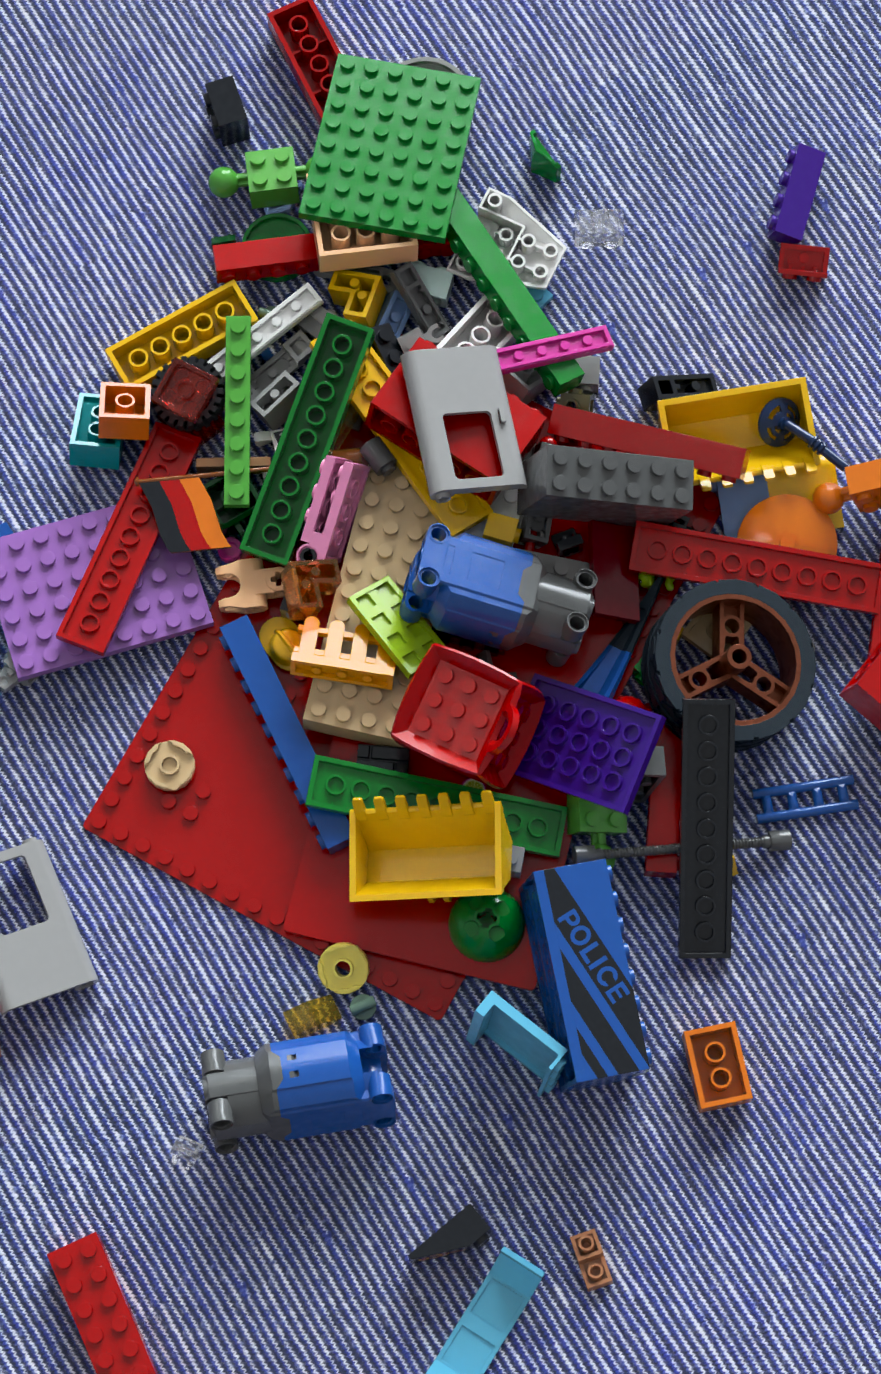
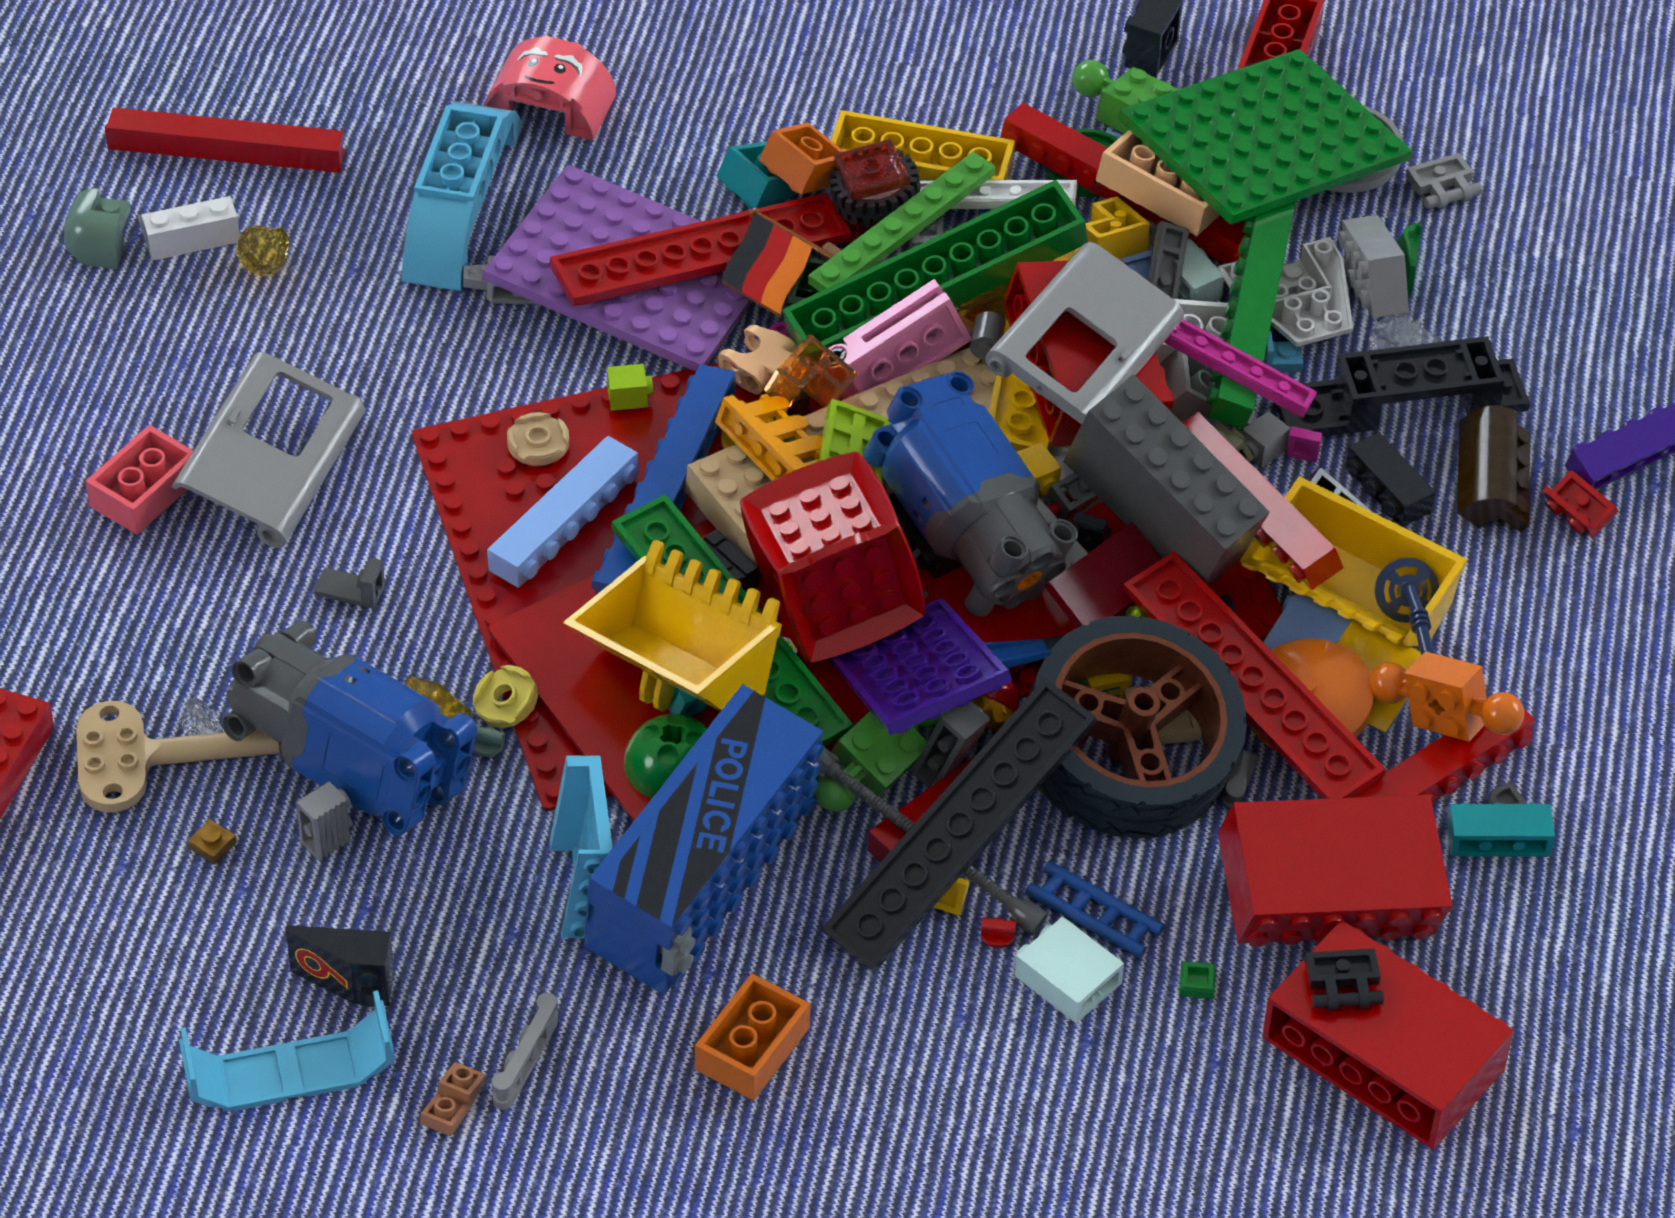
camera: 40 degrees right, 25 degrees down
(163, 1220) = (119, 754): none -> tan piece
(169, 975) = (351, 588): none -> dark grey bracket
(187, 679) = (628, 387): none -> lime brick
(244, 807) = (563, 511): none -> light blue brick
(278, 1224) = (212, 841): none -> pearl gold plate
(338, 1155) = (324, 820): none -> light grey brick
(495, 71) = (1443, 173): none -> light grey plate
(544, 192) = (1374, 266): none -> light grey brick
(598, 1182) = (520, 1063): none -> light grey plate
(612, 358) = (1304, 444): none -> dark pink plate
(625, 271) = (1407, 374): none -> black bracket
(683, 340) = (1390, 479): none -> black brick
(734, 279) = (1494, 468): none -> dark brown brick
(771, 865) = (997, 932): none -> red plate
(833, 856) = (1068, 969): none -> light aqua brick

